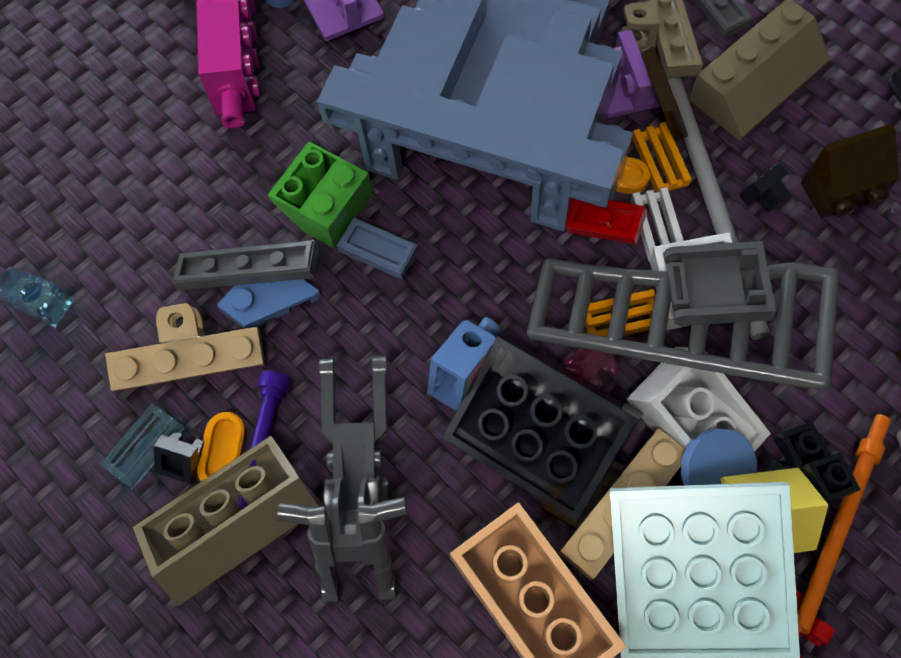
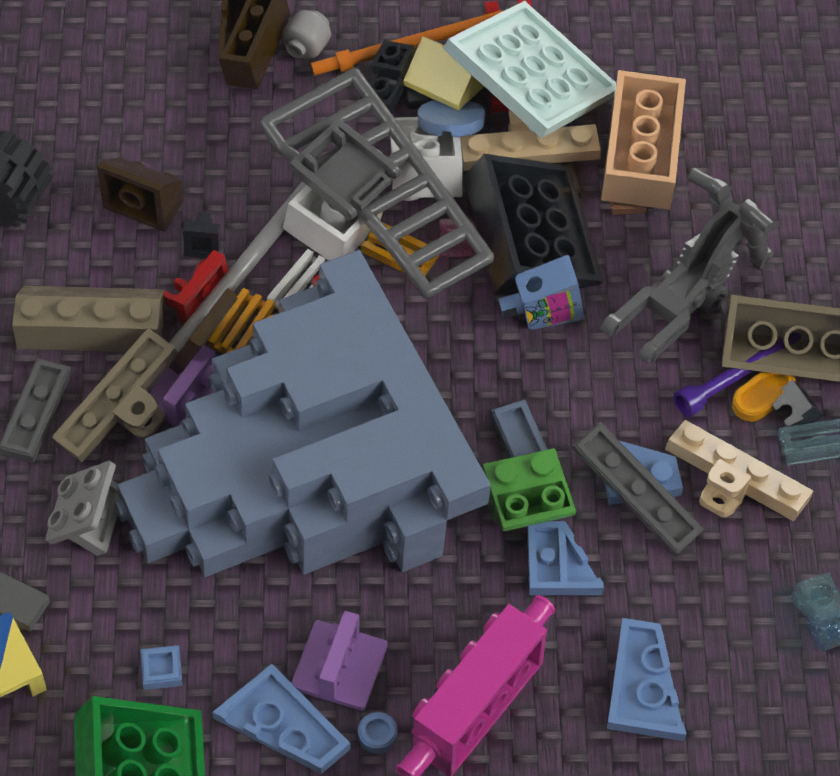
camera: 140 degrees left, 10 degrees down
(127, 144) = (642, 684): none -> medium blue wing
(252, 172) = (558, 563): none -> medium blue wing
(720, 147) = (193, 293): none -> red plate

